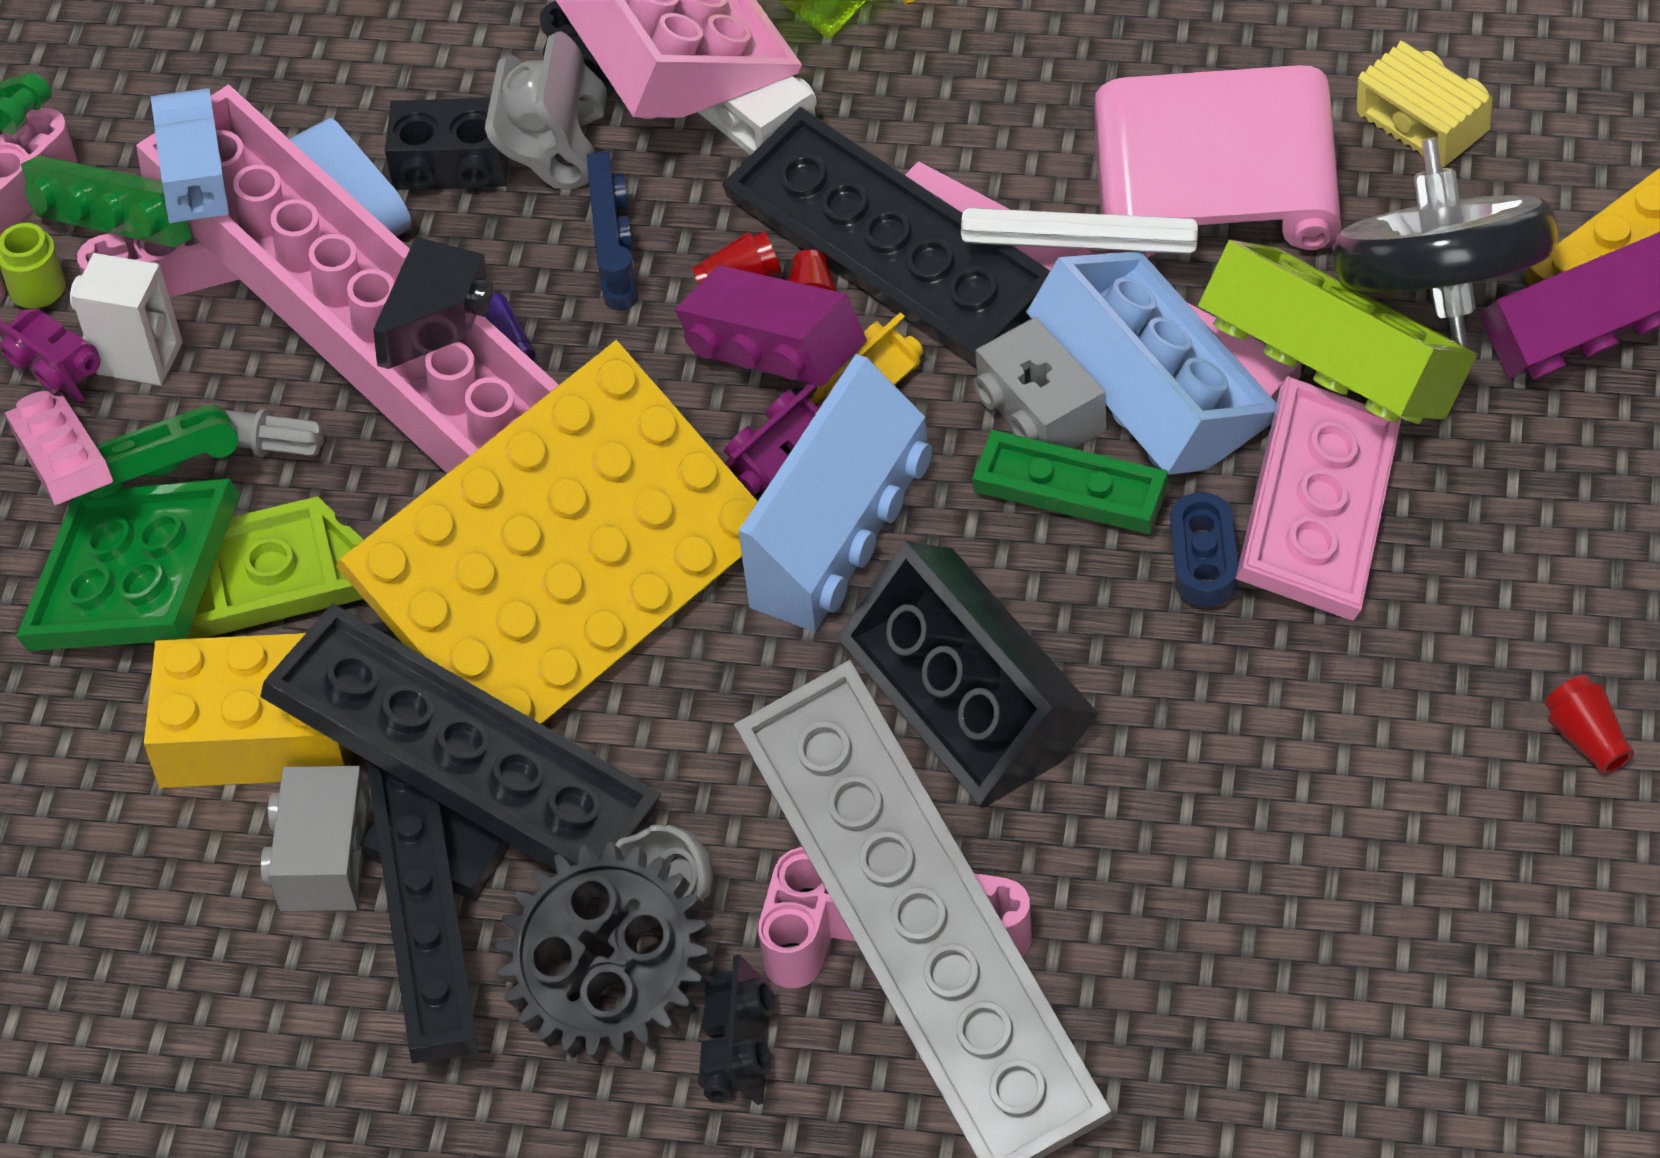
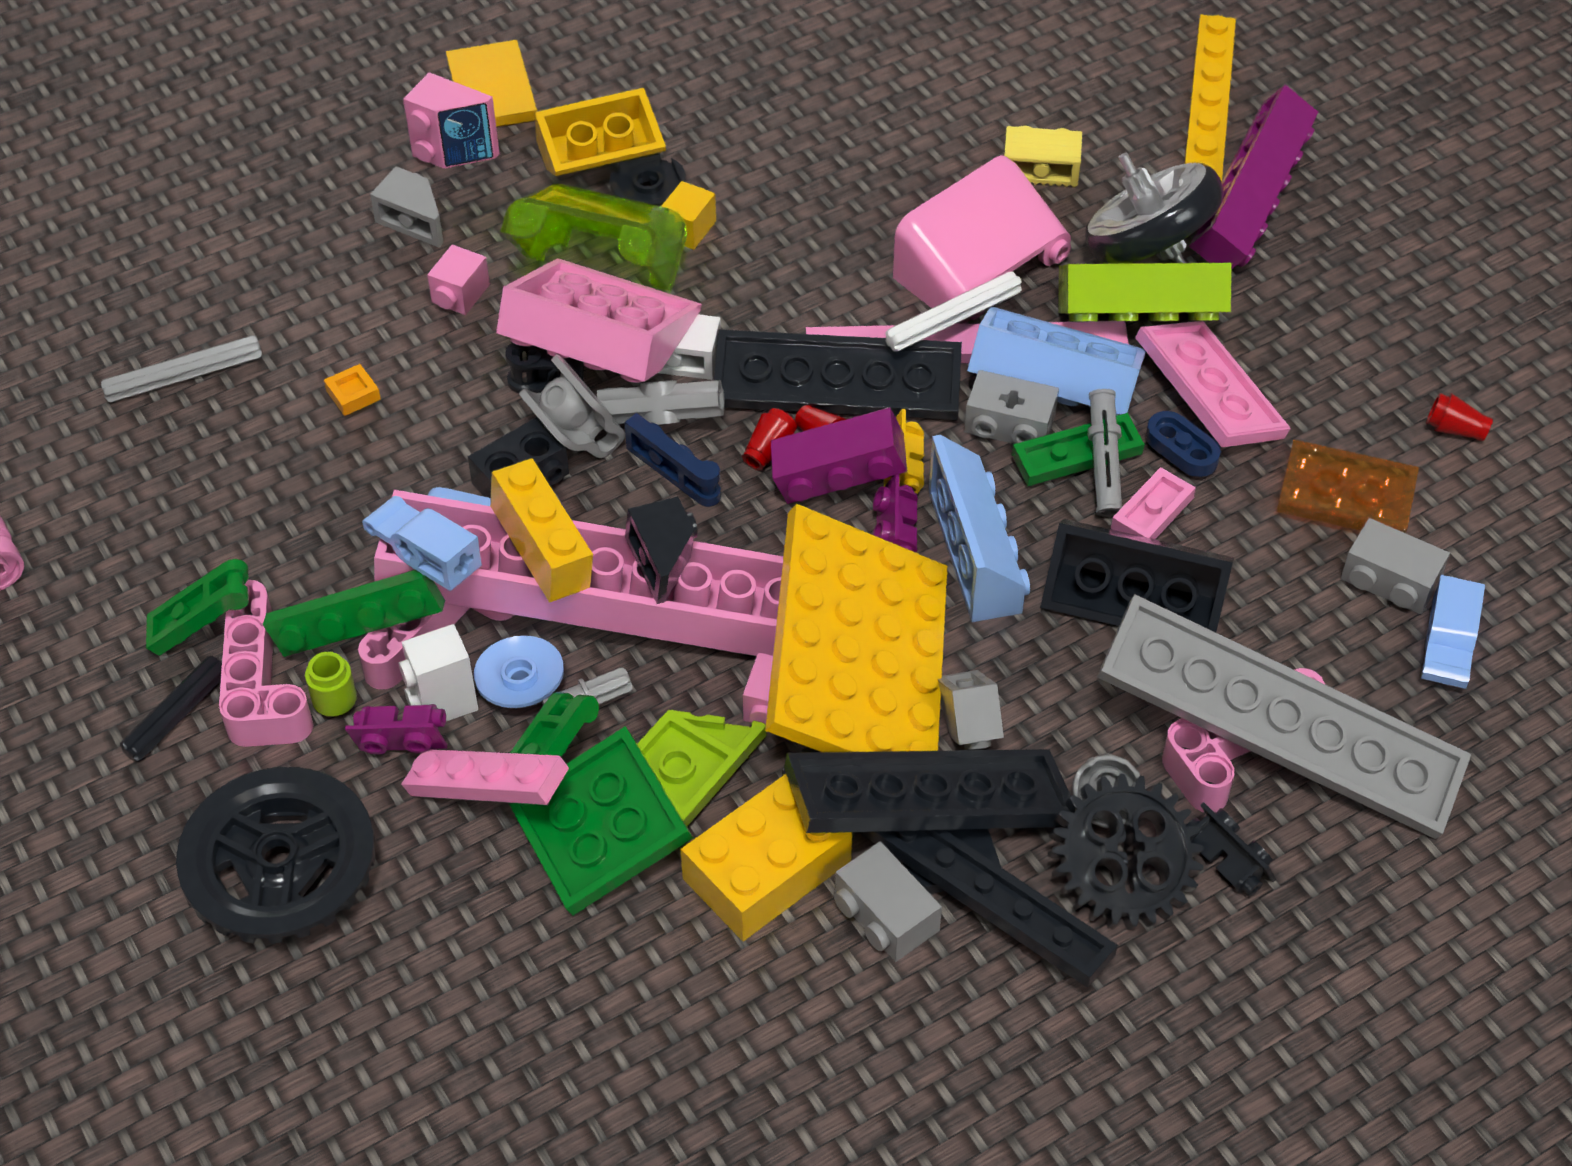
camera: 45 degrees left, 0 degrees up
(220, 364) = (518, 671): none -> light blue dish
(313, 209) = (541, 530): none -> yellow brick
(622, 692) = (971, 708): none -> light grey slope
(660, 157) = (665, 401): none -> light grey piece
(1083, 601) = (1154, 505): none -> bright pink plate
(1095, 479) = (1103, 407): none -> light grey pin
(1273, 966) = (1452, 631): none -> light blue piece
(1290, 847) = (1395, 566): none -> light grey brick
(1345, 724) = (1346, 487): none -> clear orange plate

